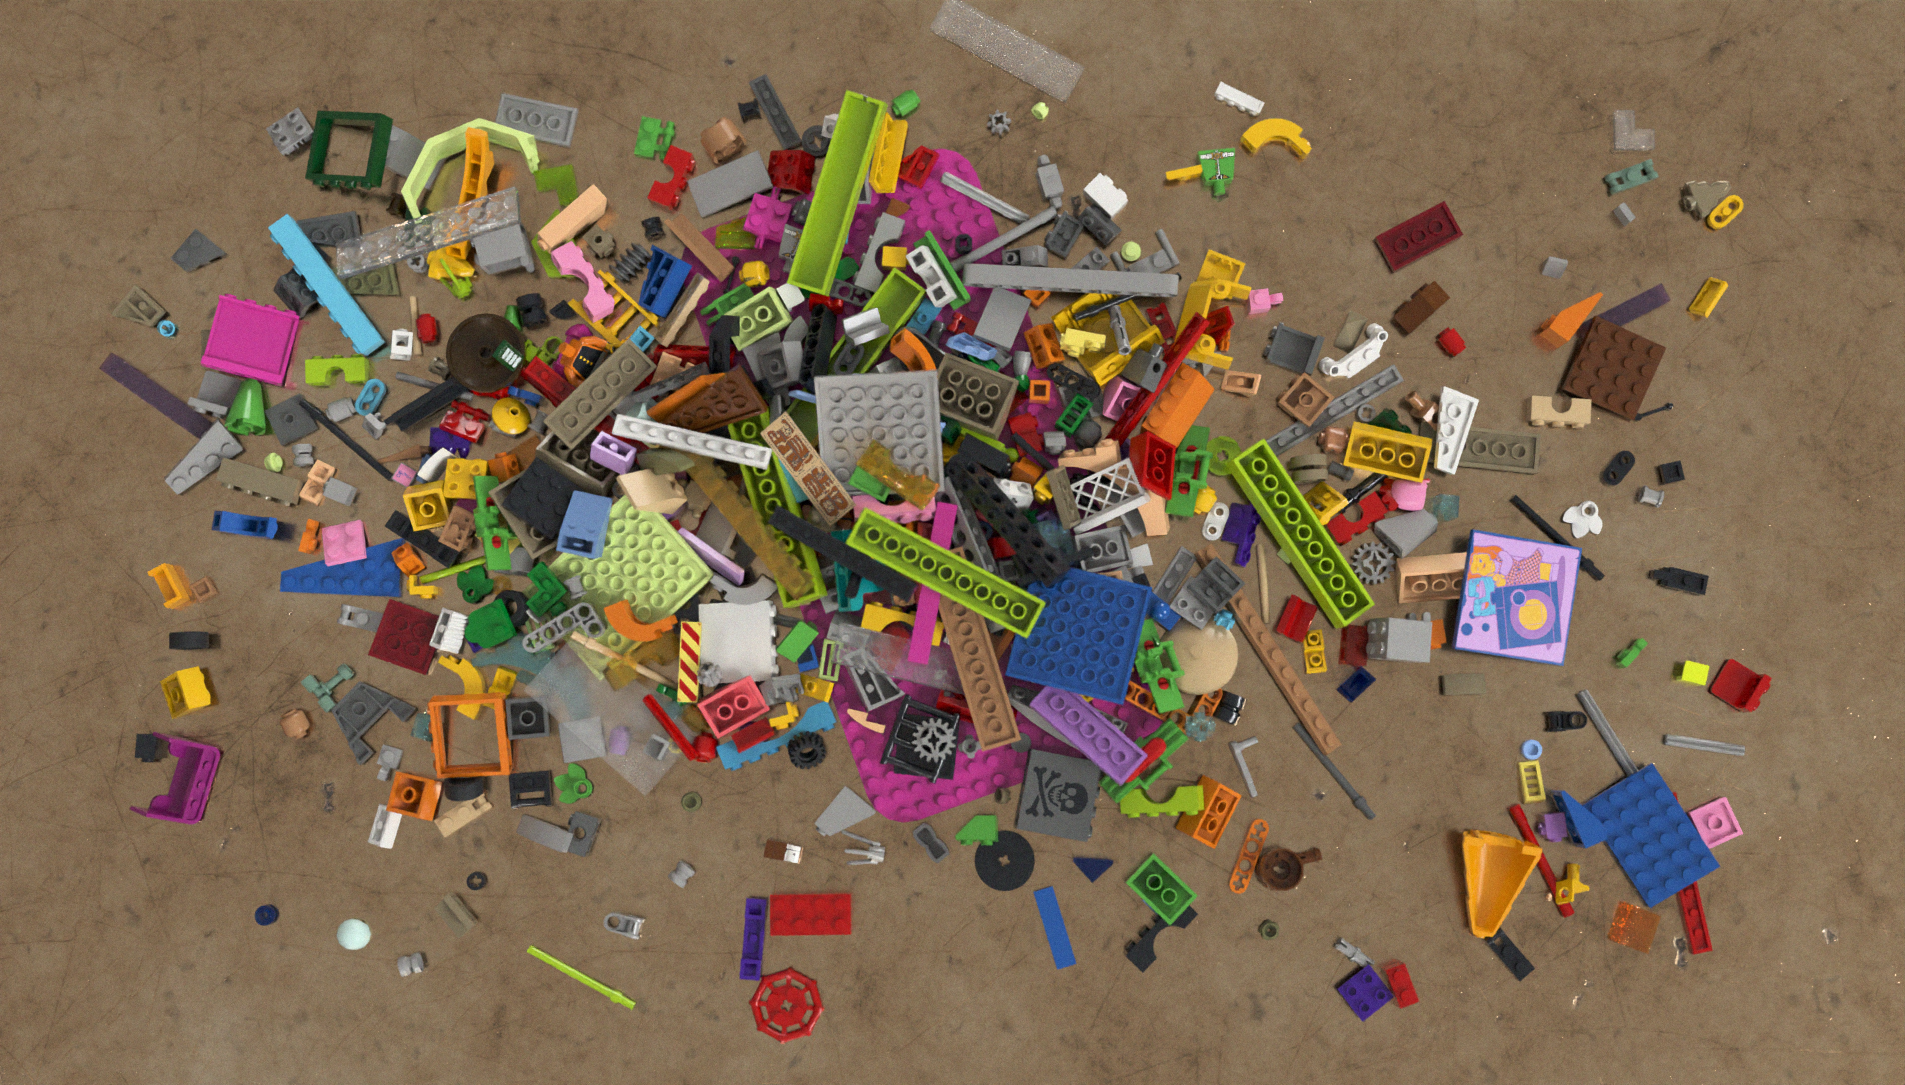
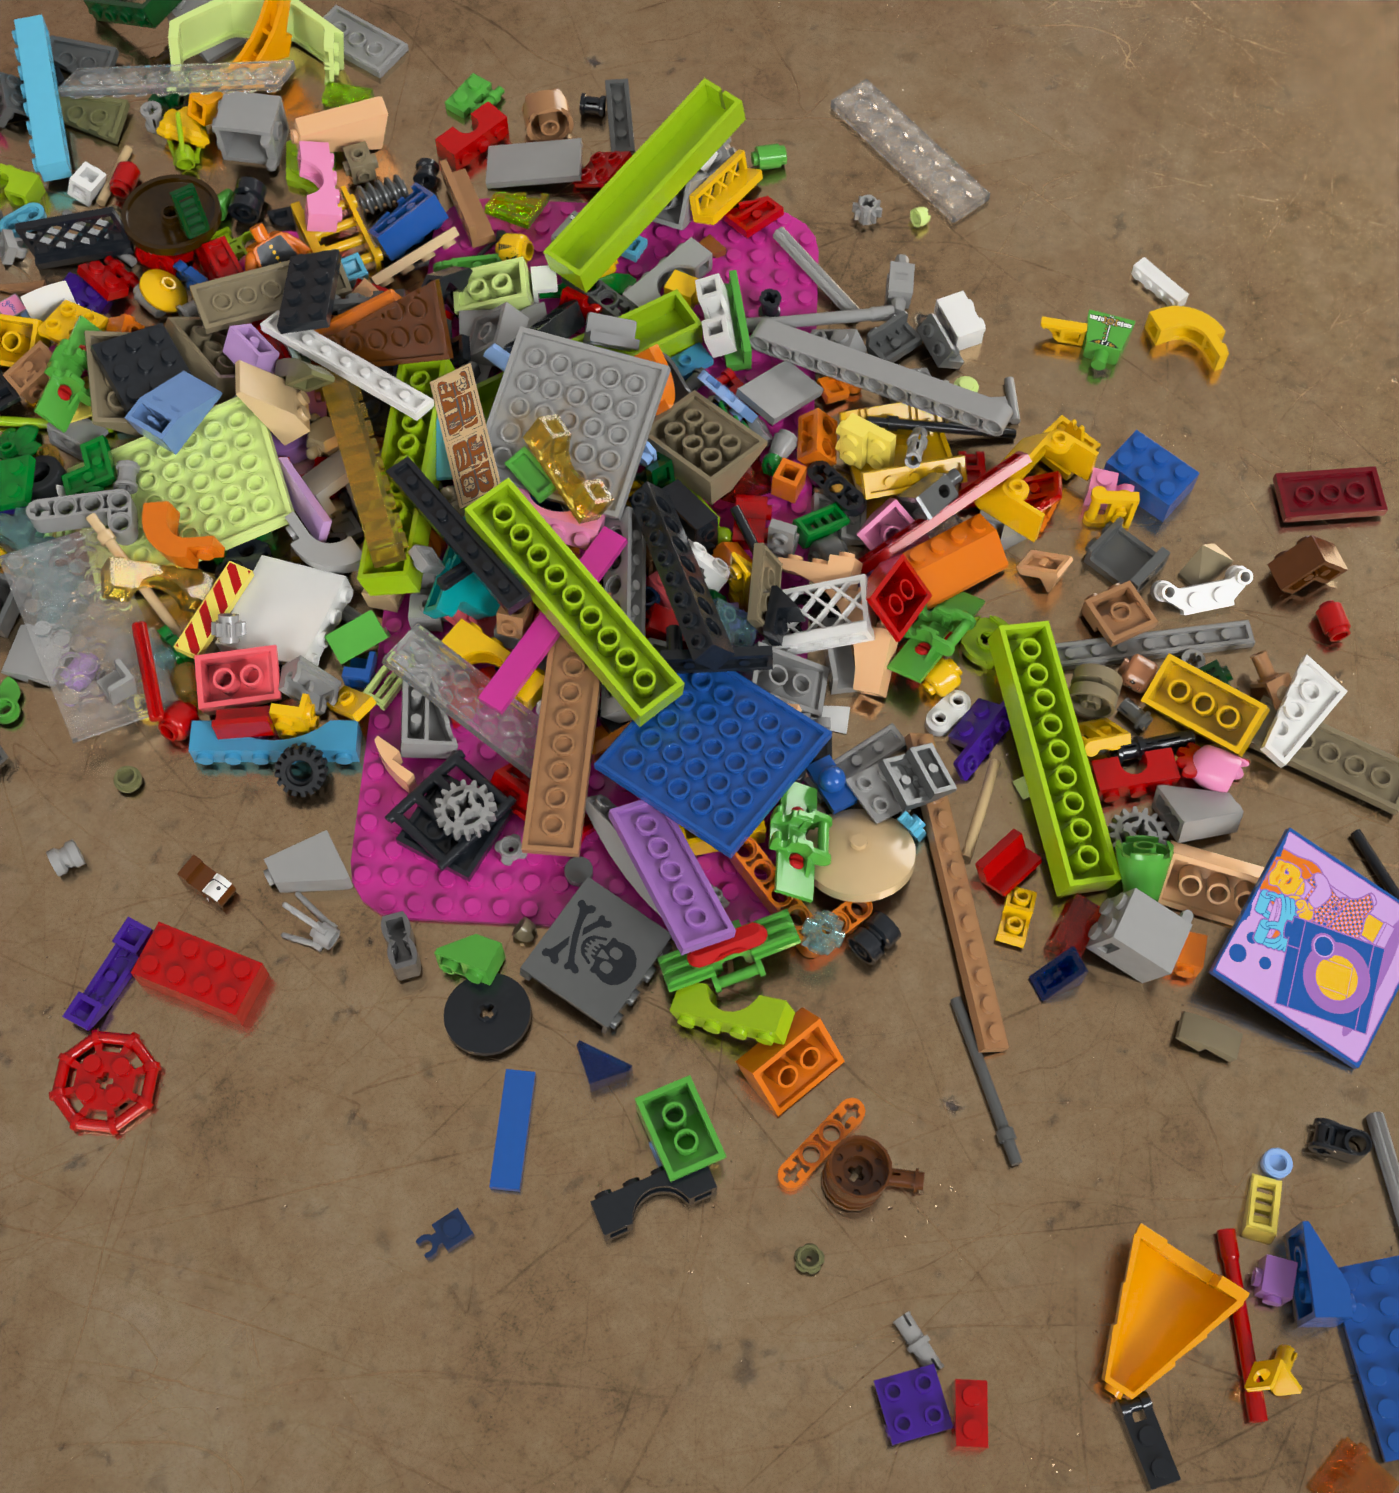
camera: 20 degrees right, 20 degrees down
(635, 392) = (309, 291): none -> black plate
(767, 217) = (555, 201): dark pink plate -> none
(826, 577) = (426, 559): none -> light grey plate
(1045, 1006) = (449, 1232): none -> dark blue plate
(1078, 506) = (779, 613): none -> black slope
(1236, 751) = (861, 996): light grey piece -> none
(1277, 315) = (1120, 504): none -> yellow plate
(1289, 275) = (1154, 472): none -> blue brick
(1386, 590) = (1144, 863): none -> bright green cone
(1448, 506) = (1261, 798): clear light blue hinge -> none

